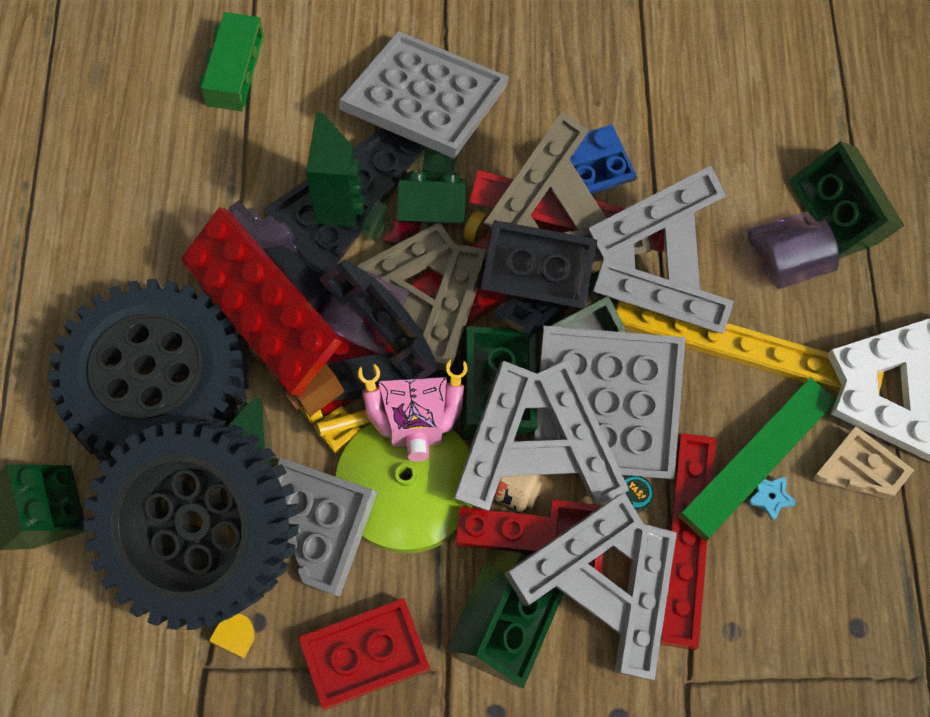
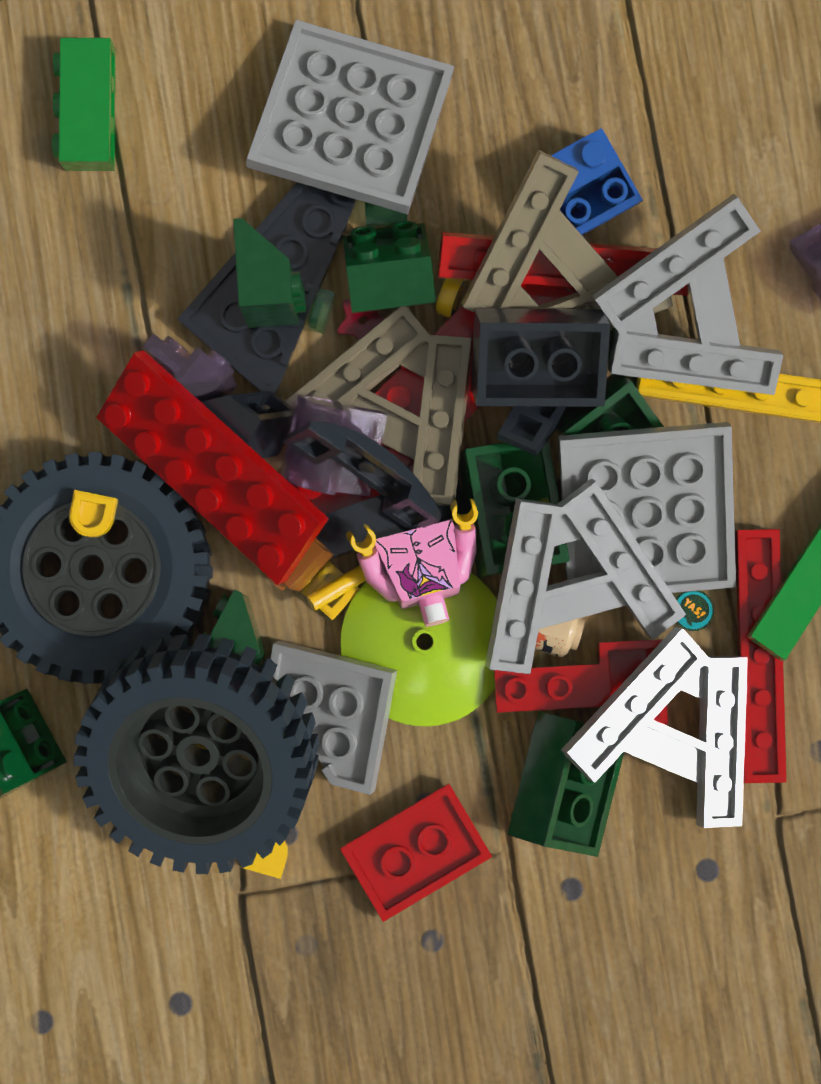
camera: 10 degrees left, 20 degrees up
(157, 322) = (92, 513): none -> yellow tile

